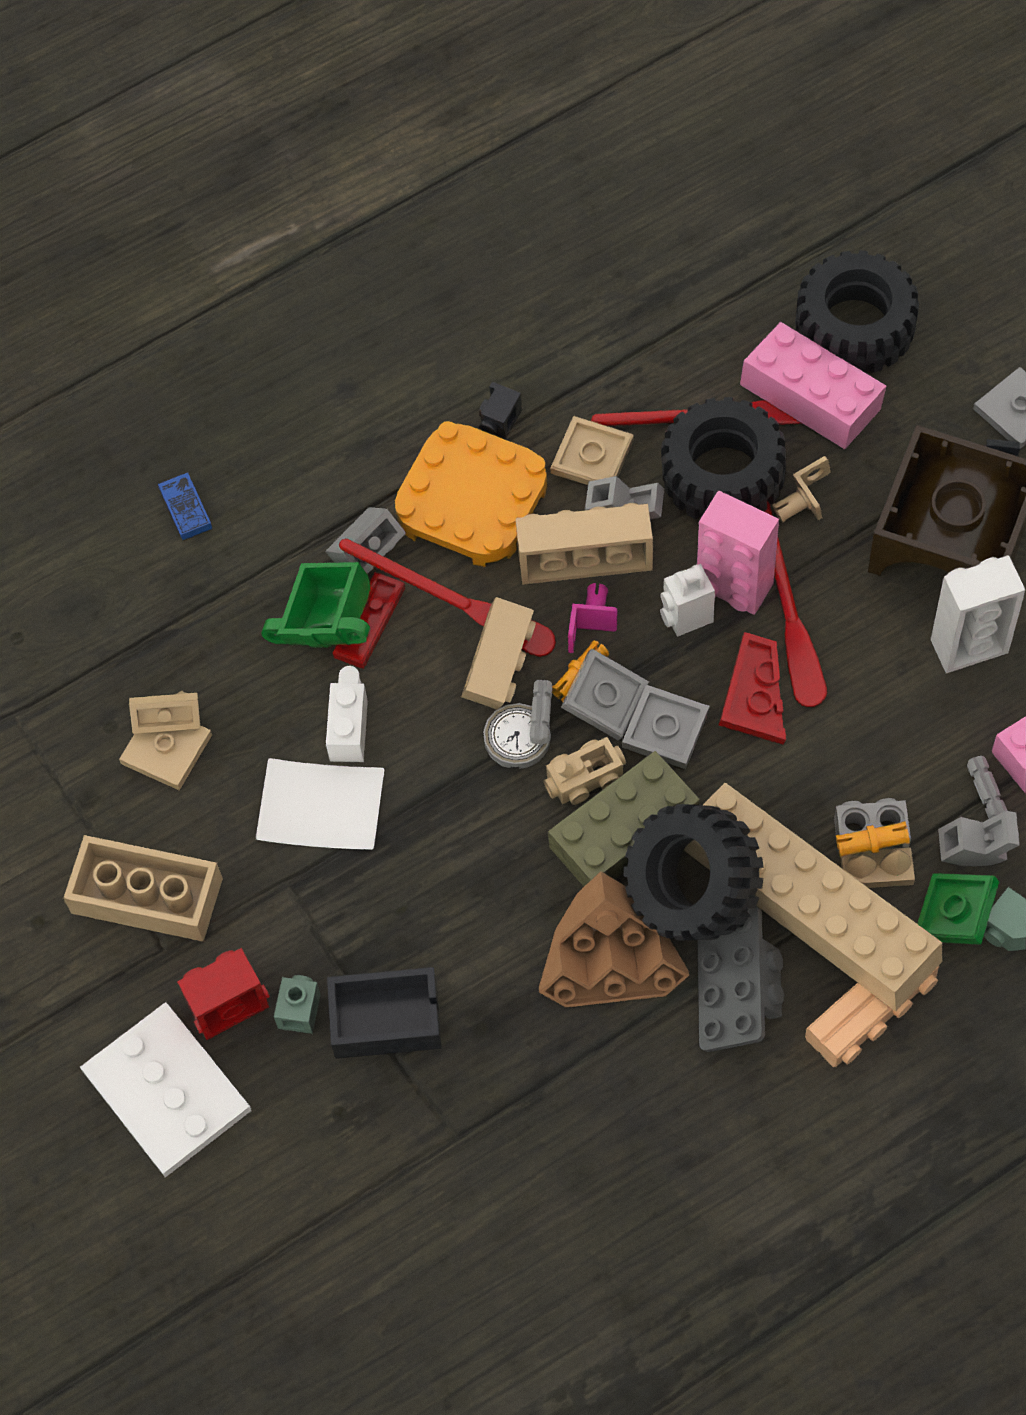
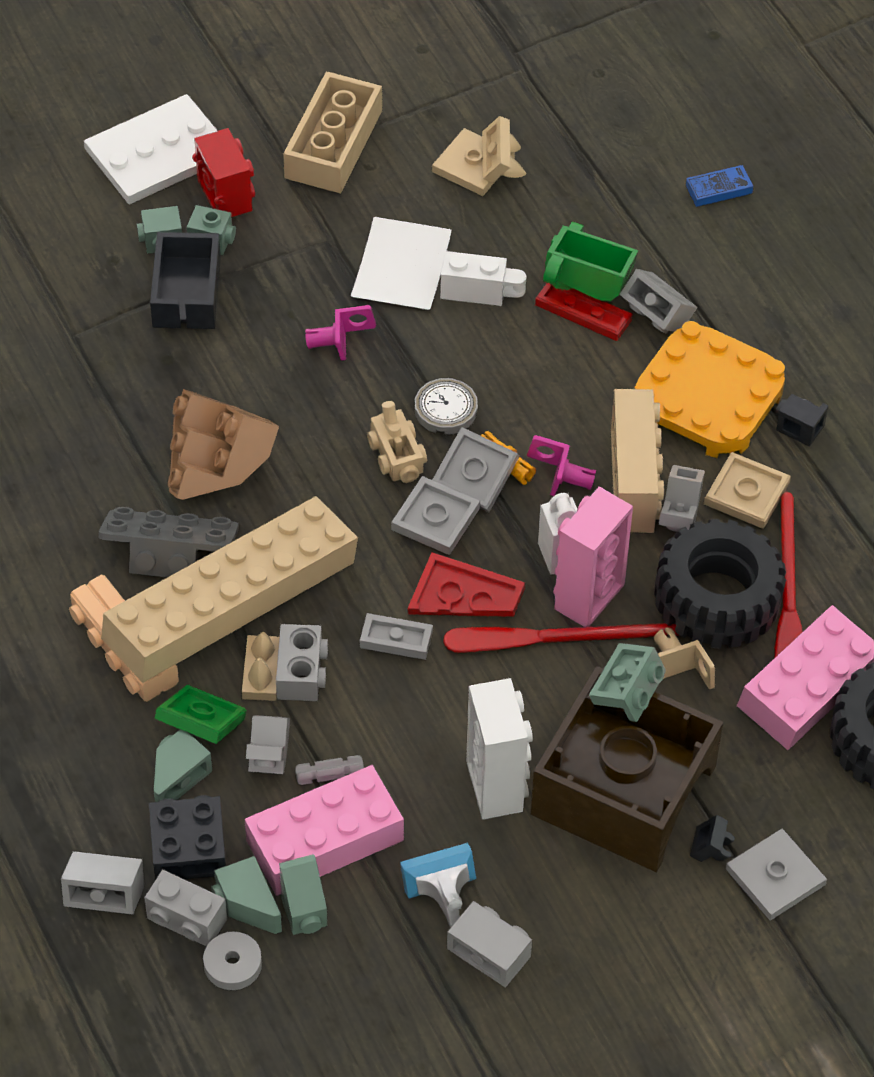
camera: 90 degrees right, 10 degrees down
(302, 1058) = (157, 220): none -> sand green brick
(438, 853) = (336, 334): none -> dark pink bracket
(499, 654) = (524, 386): tan brick -> none
(541, 712) = (461, 416): light grey axle -> none
(542, 639) = (562, 403): red piece -> none
(602, 829) = (338, 467): olive brick -> none
(654, 872) = (259, 486): black tyre -> none
(821, 745) = (396, 636): none -> light grey plate
(872, 839) = (275, 641): light orange pin -> none
(895, 499) = (629, 679): none -> sand green bracket

